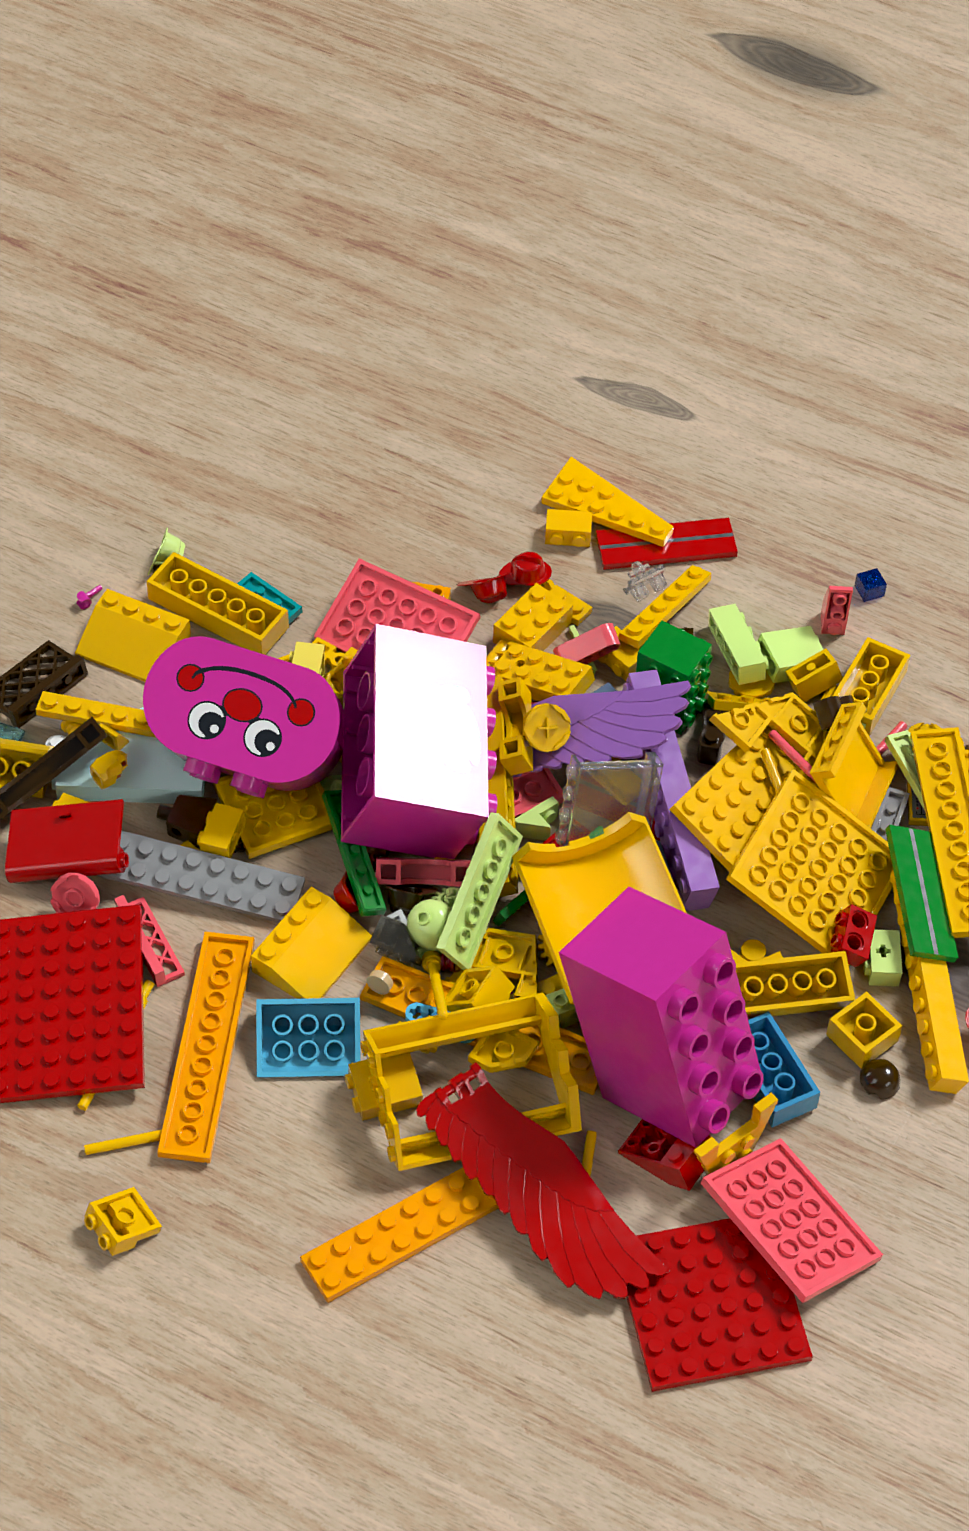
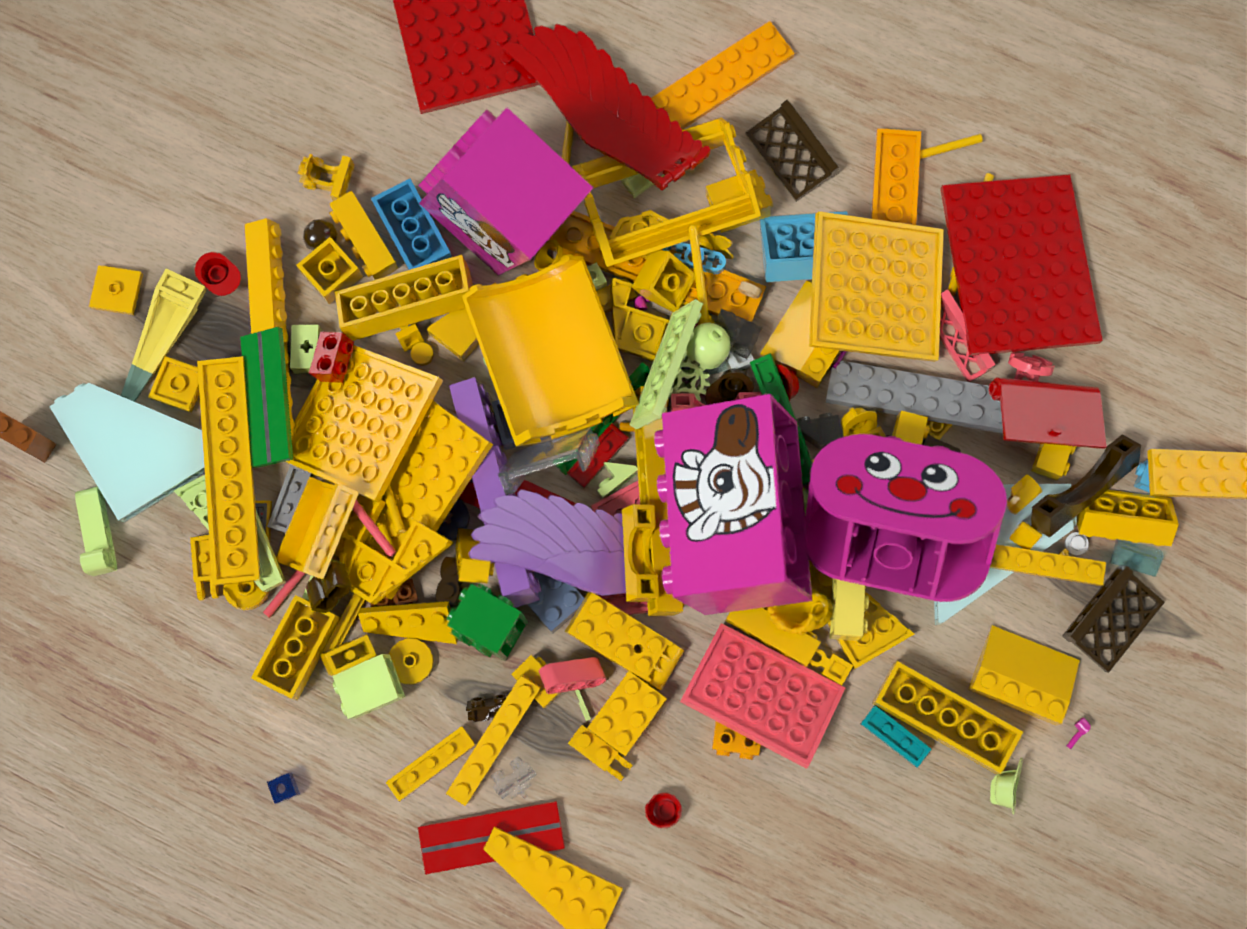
camera: 175 degrees left, 25 degrees up
(121, 1221) = (941, 71): yellow plate -> none
(237, 967) = (876, 287): none -> yellow plate
(273, 850) = (858, 421): none -> yellow piece
(293, 1148) = (810, 144): none -> dark brown fence
(314, 853) = (821, 430): none -> clear smoke slope
(488, 589) = (677, 763): red piece -> none
(500, 549) = (663, 810): none -> red hair
(527, 570) = (635, 784): red piece -> none
(546, 727) = (611, 538): yellow tile -> none
(568, 527) = (593, 848): yellow brick -> none
(692, 735) = (470, 569): none -> yellow brick
(734, 592) = (430, 763): none -> yellow plate
(737, 644) = (422, 694): yellowish green brick -> none
(739, 1143) = (437, 150): yellow wing -> none
(791, 1220) = (401, 96): coral plate -> none
(829, 1071) = (363, 236): none -> yellow brick
(835, 610) = (320, 739): coral slope -> none
(864, 1131) = (311, 169): none -> yellow tile

